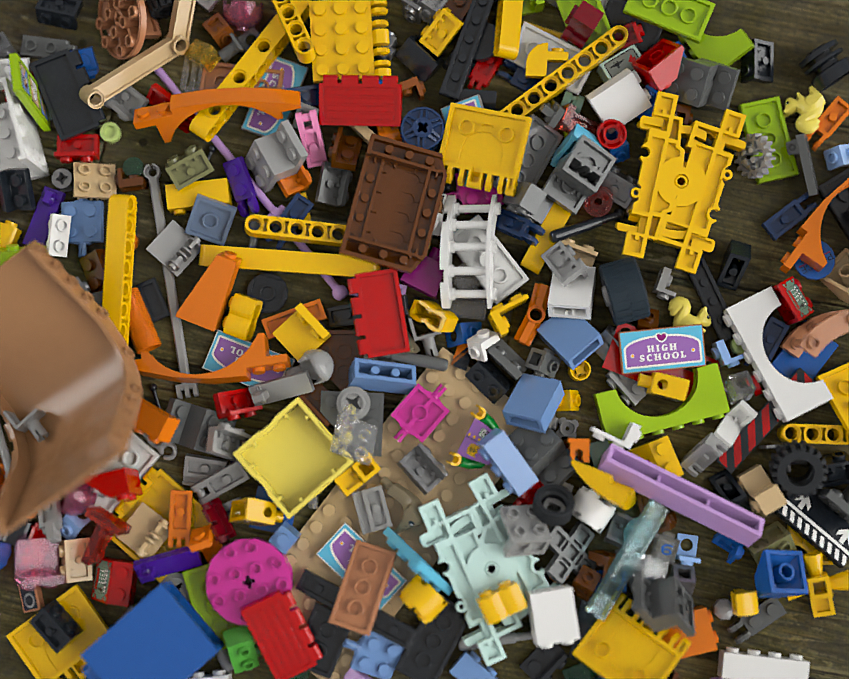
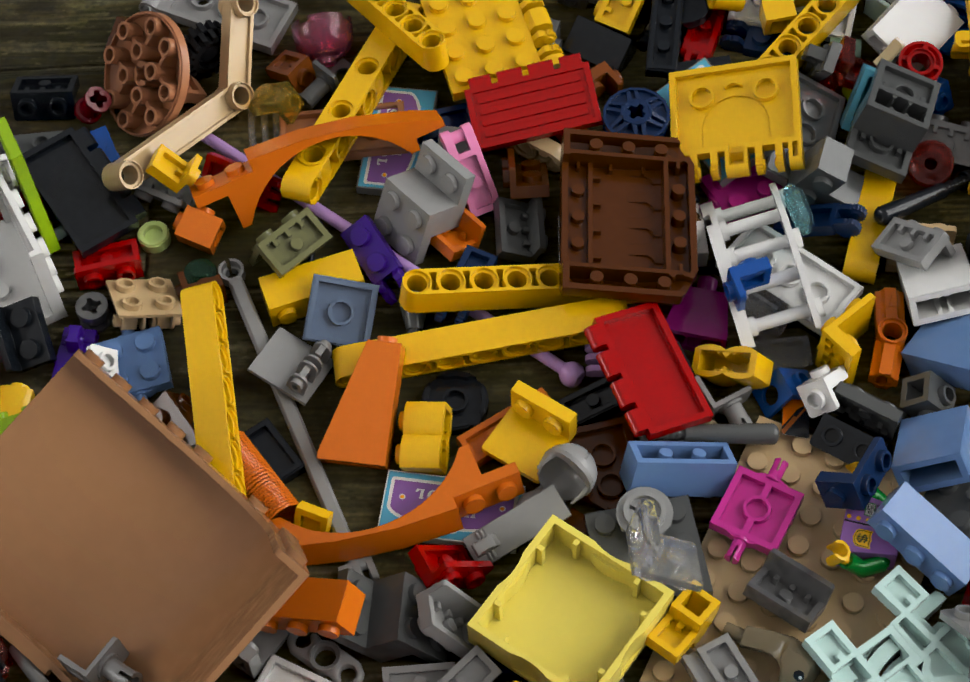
camera: 10 degrees left, 25 degrees down
(79, 27) = (92, 105): none -> dark red bush
(124, 98) = (172, 169): none -> yellow bracket
(136, 139) = (199, 228): none -> orange brick
(166, 354) = (313, 517): none -> yellow plate
(454, 268) = (745, 276): none -> blue bracket
(482, 419) = (856, 488): none -> dark blue bracket
(502, 222) = (798, 208): none -> clear light blue gear
(595, 121) = (891, 51): none -> tan tile

